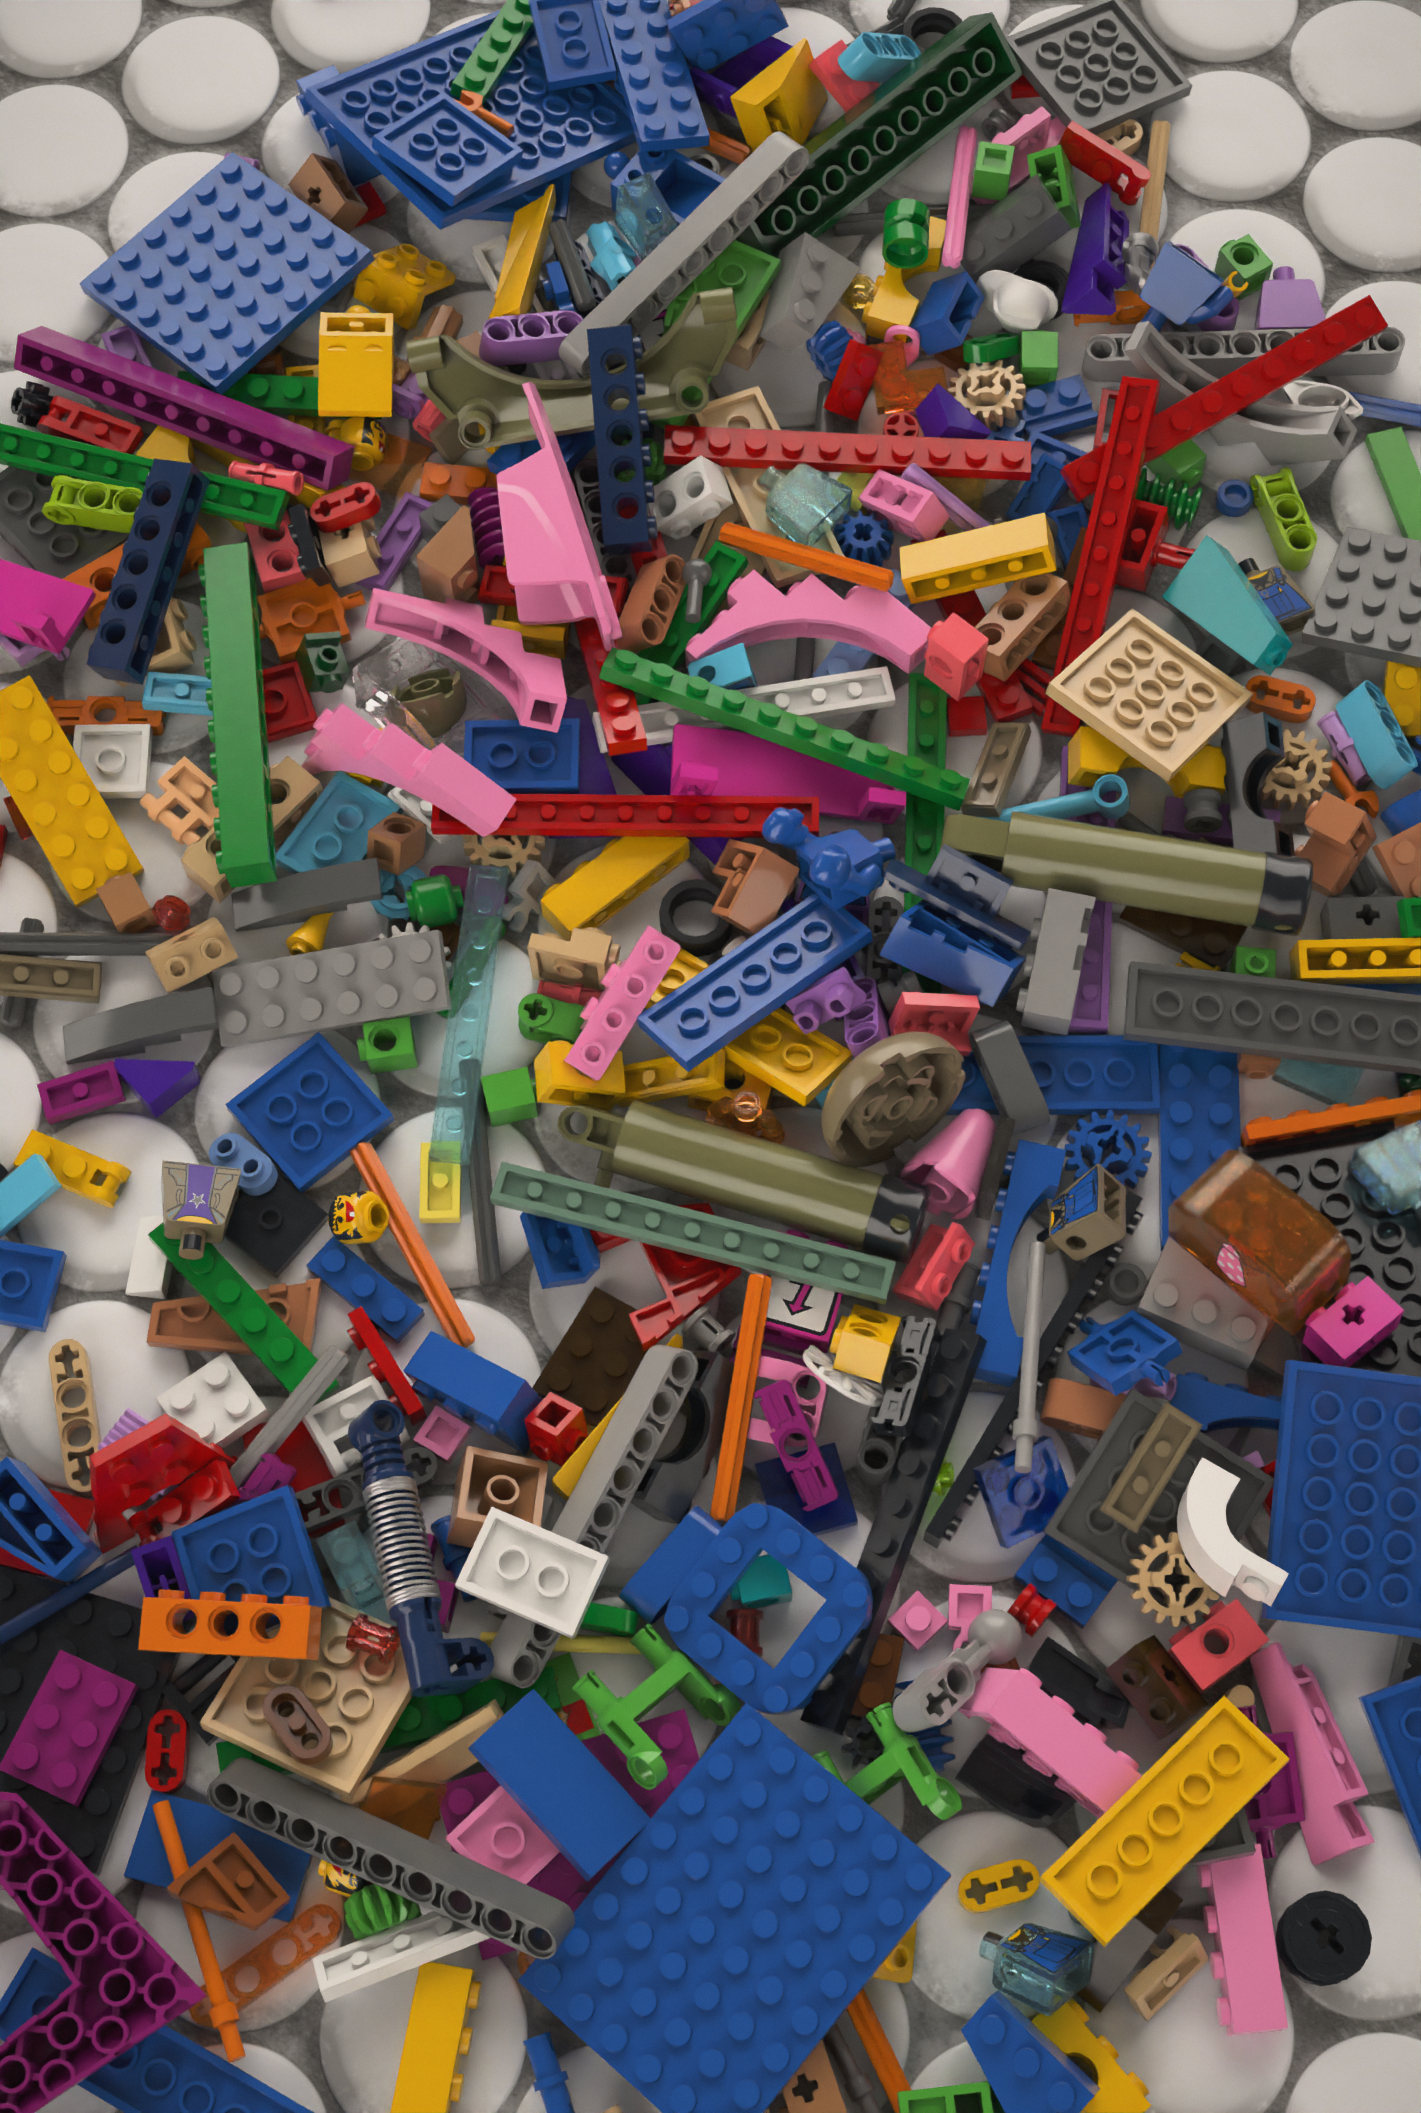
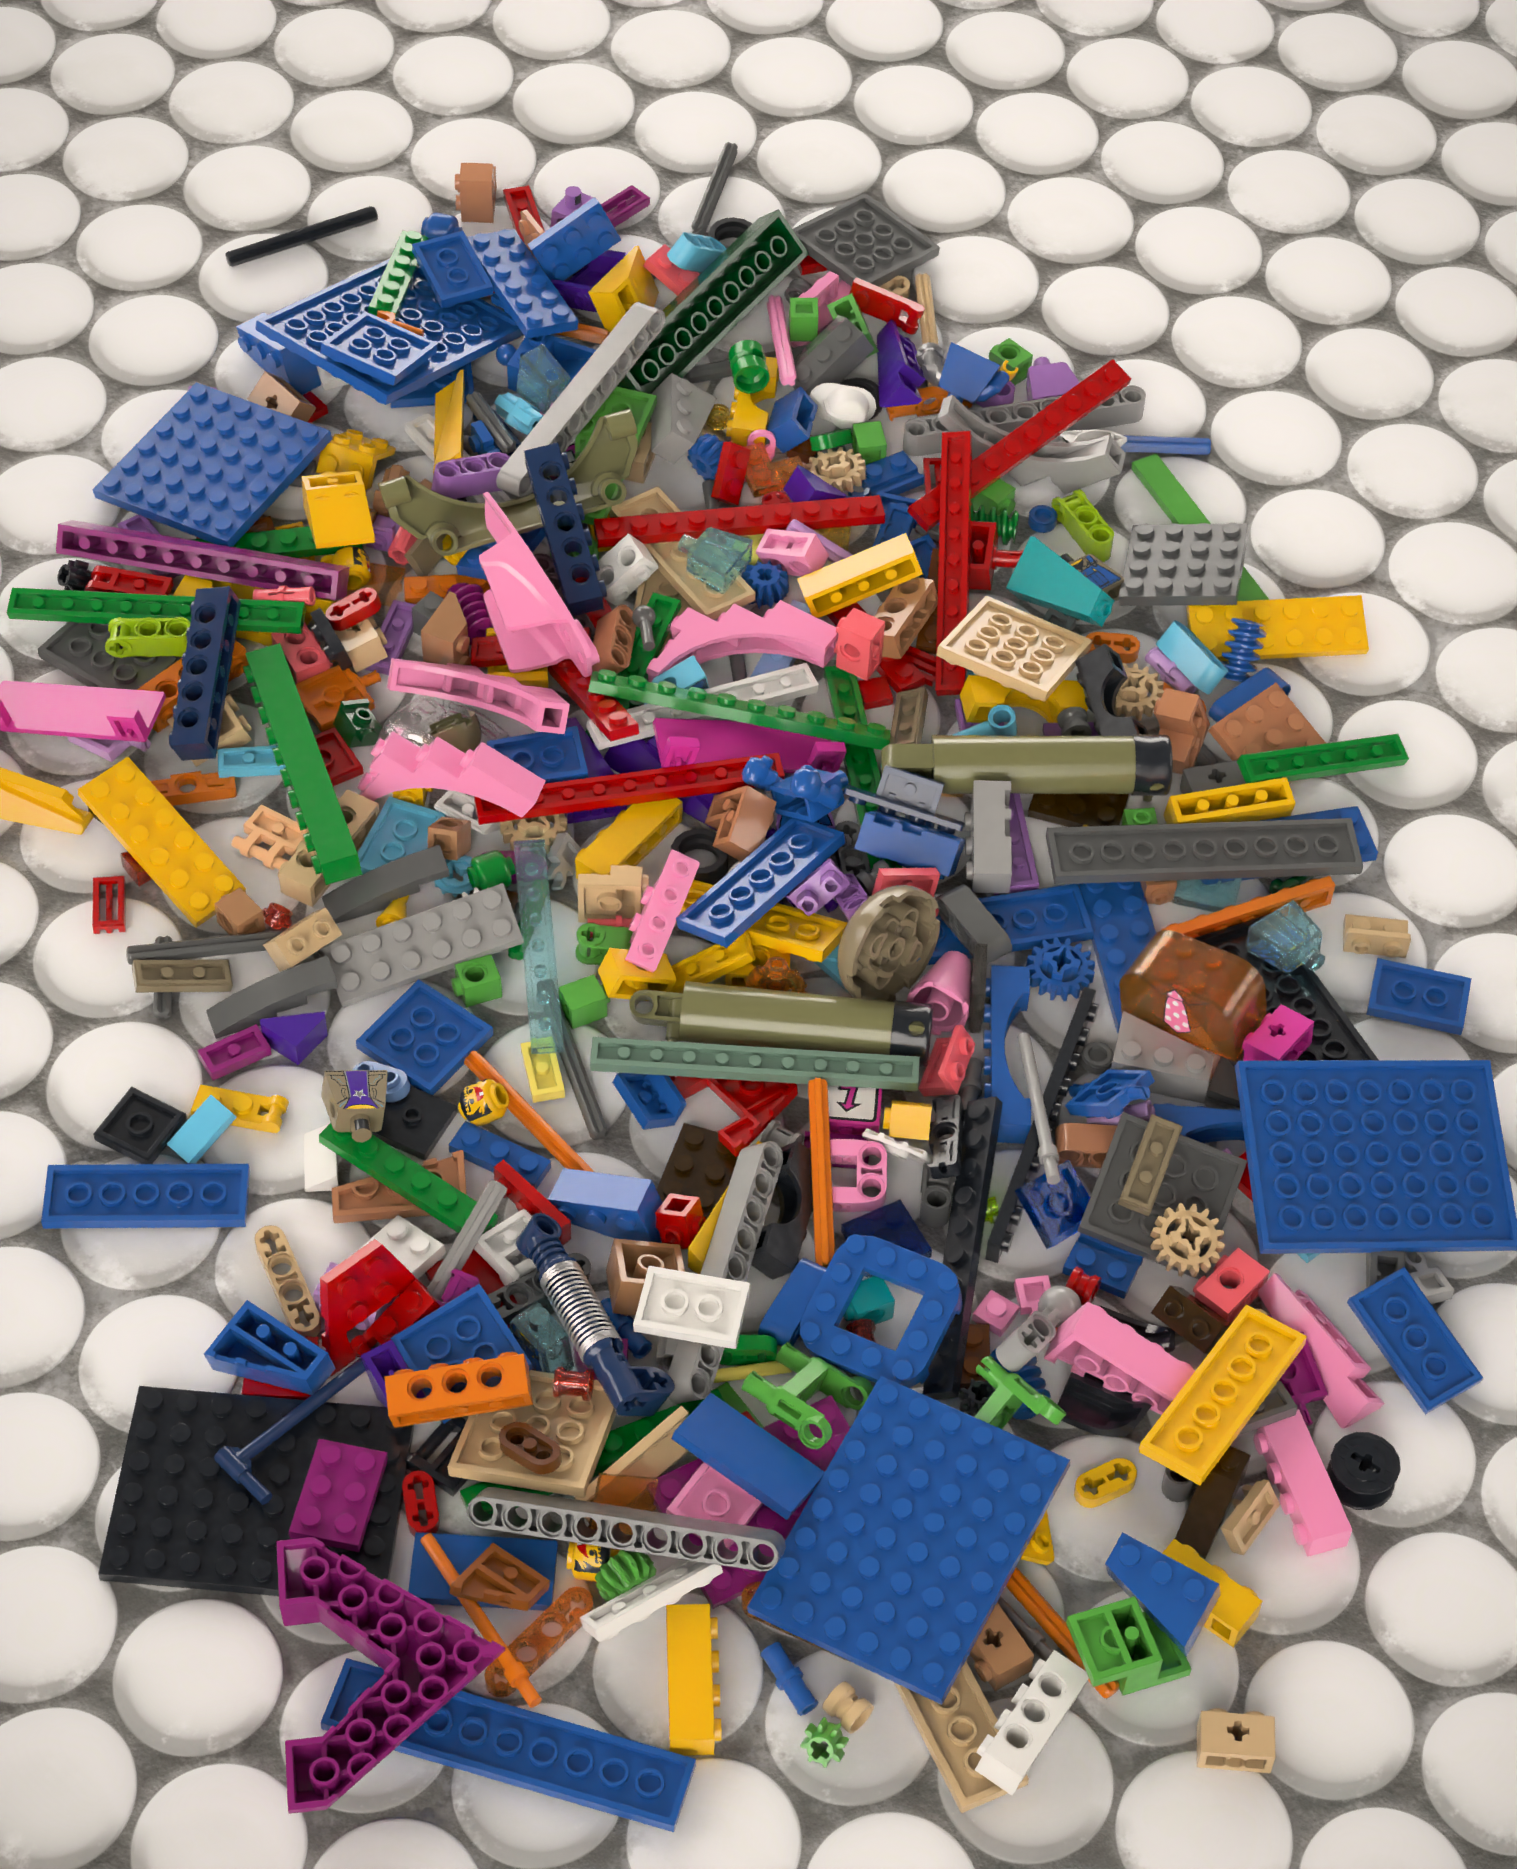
camera: 15 degrees left, 15 degrees down
(116, 758) = (207, 813): white plate -> none
(442, 1434) = (589, 1242): bright pink plate -> none
(787, 1417) = (862, 1178): magenta piece -> none
(806, 557) = (727, 592): orange axle -> none
(1039, 1965) = (1151, 1520): clear light blue torso -> none
(1087, 1215) = (1056, 1008): dark tan torso -> none
(1210, 1544) = (1213, 1202): white arch -> none

